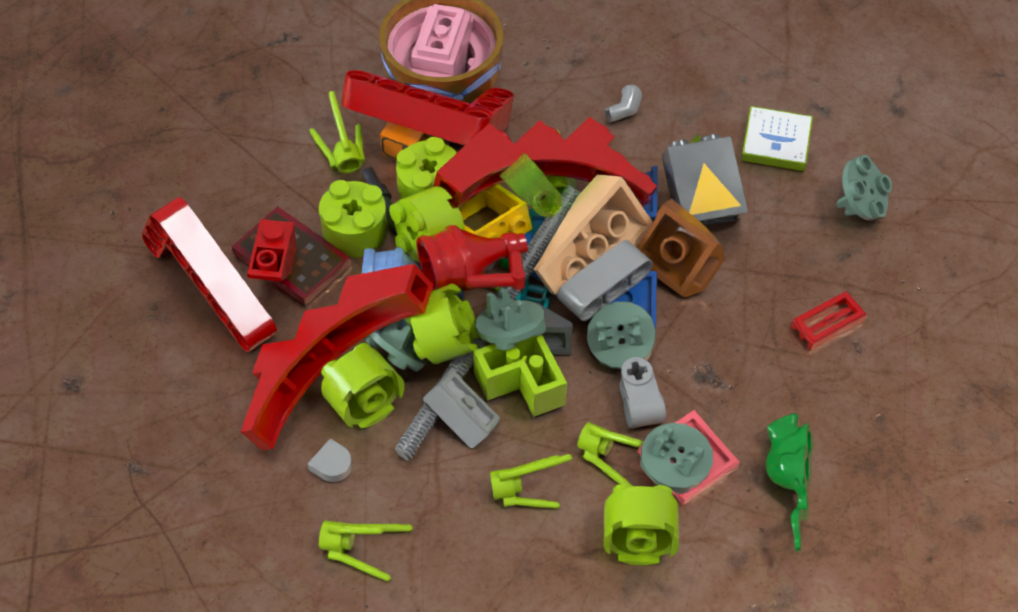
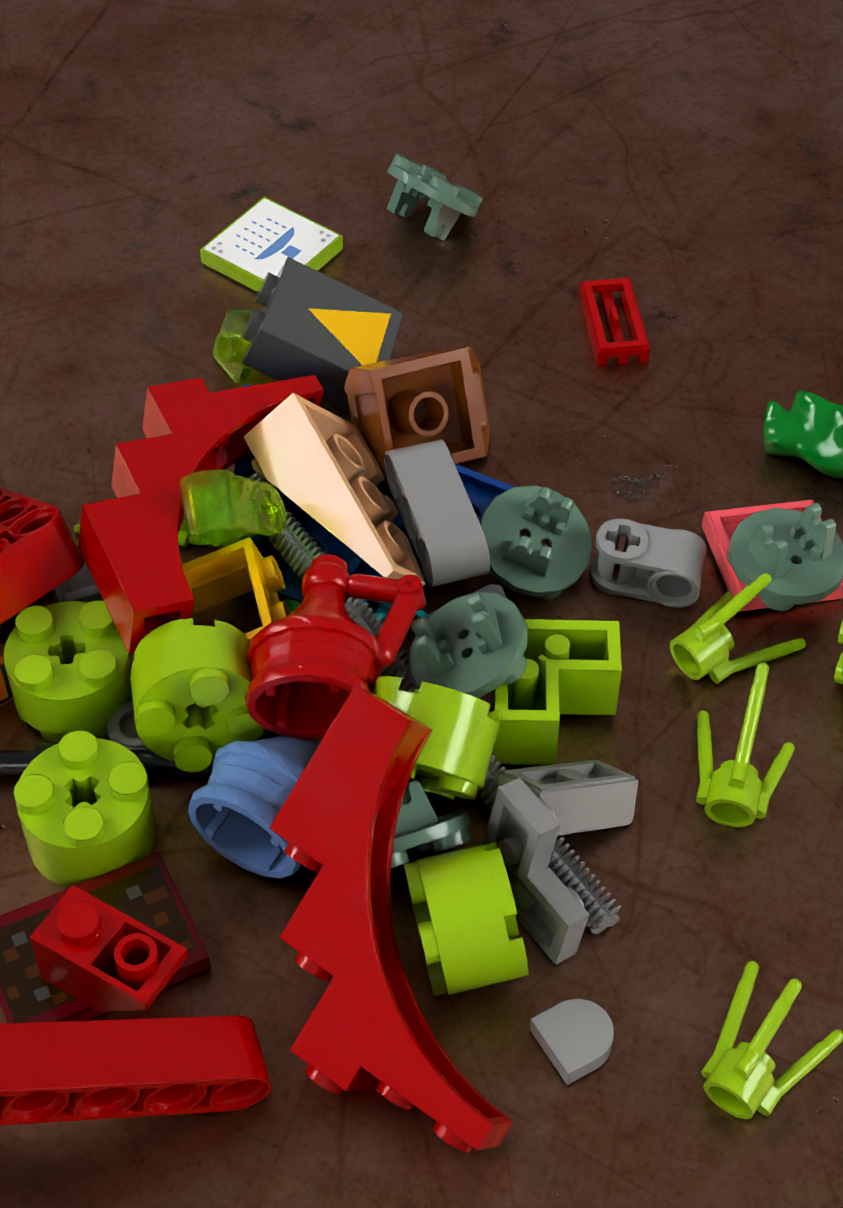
camera: 65 degrees left, 5 degrees down
(407, 400) = (526, 837): none -> light grey plate
(628, 105) = (99, 381): light grey arm -> none

